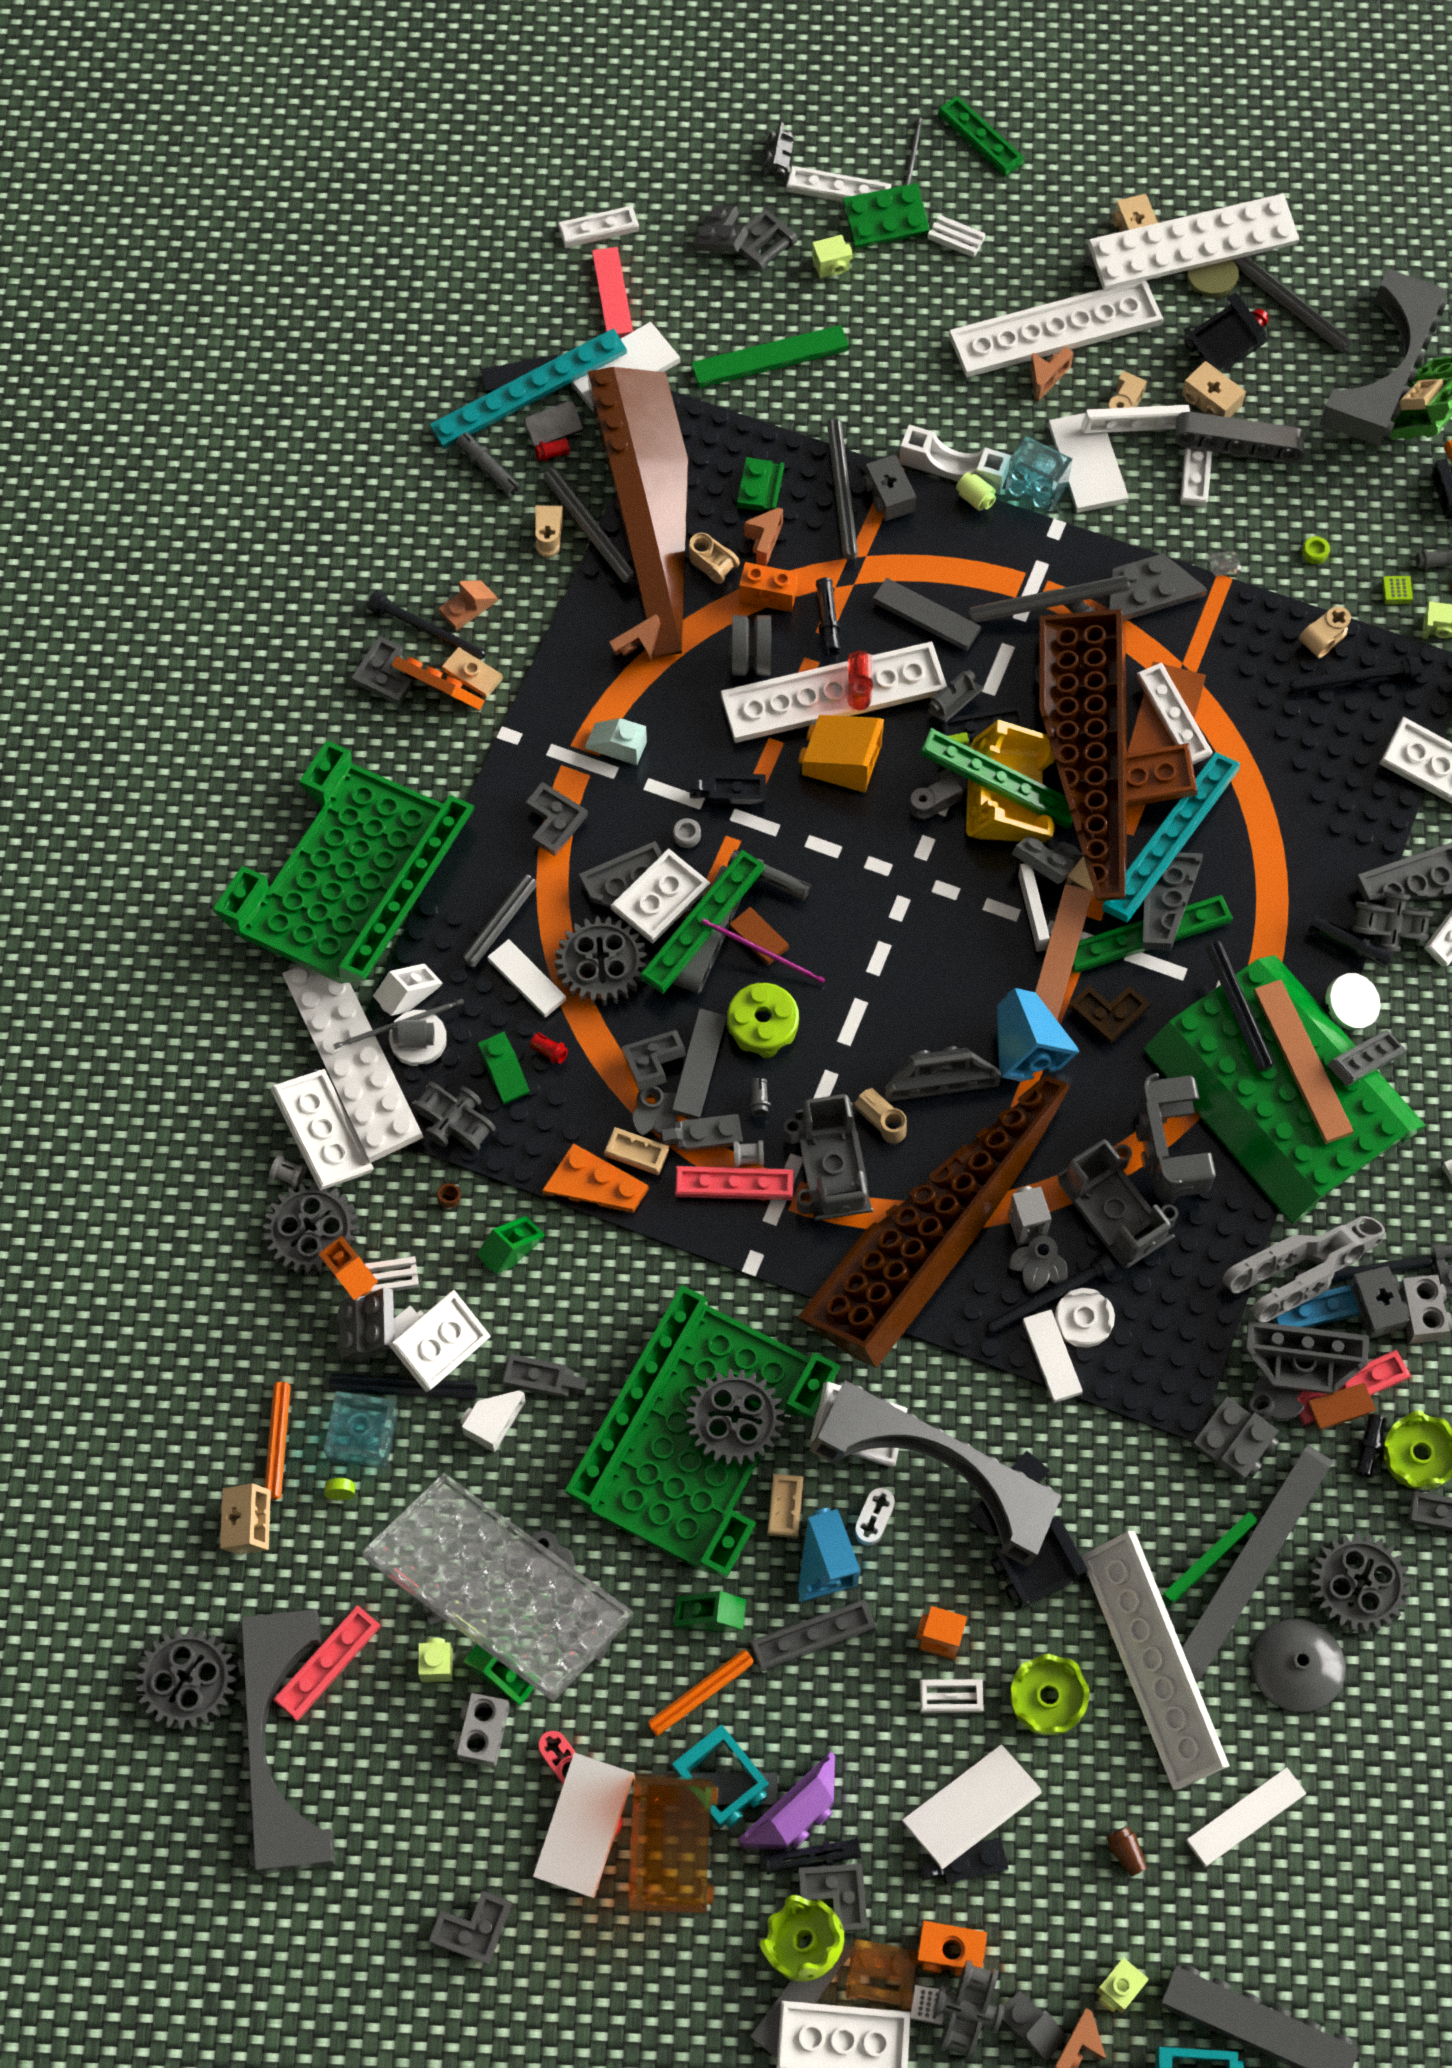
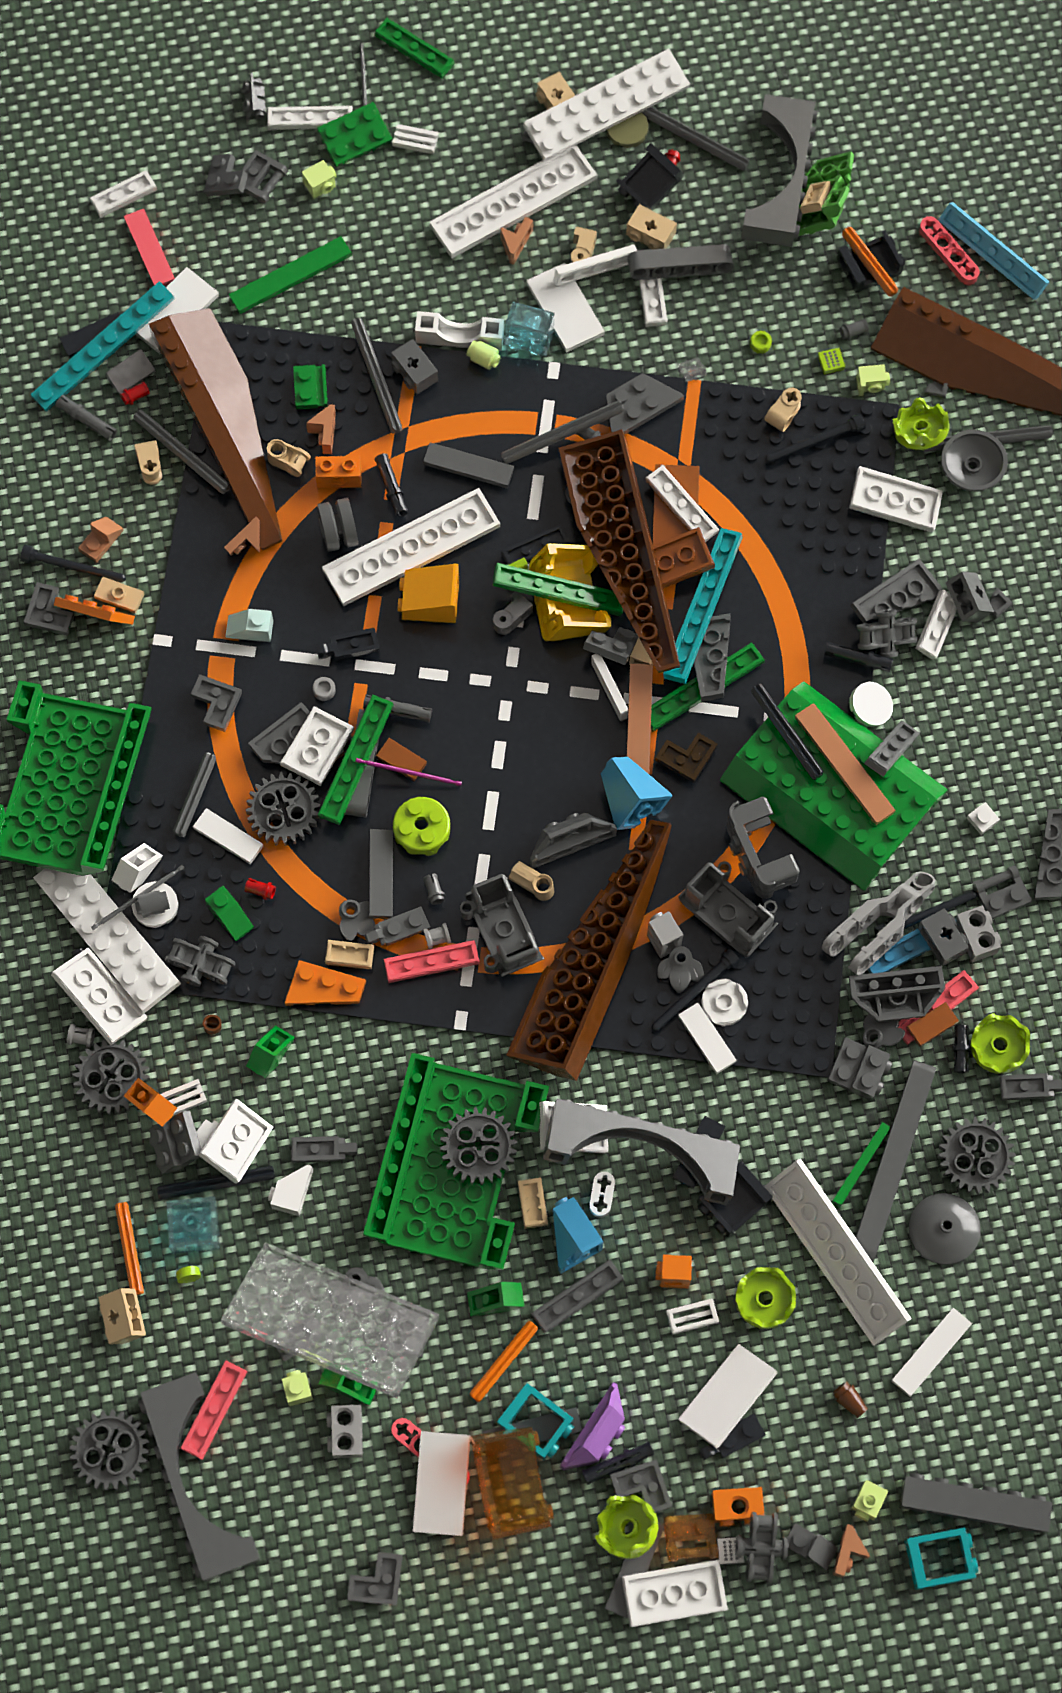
camera: 15 degrees left, 5 degrees up
(646, 1056) = (339, 875): dark grey plate -> none
(859, 680) = (430, 533): clear red piece -> none
(950, 701) = (506, 532): dark grey hinge -> none

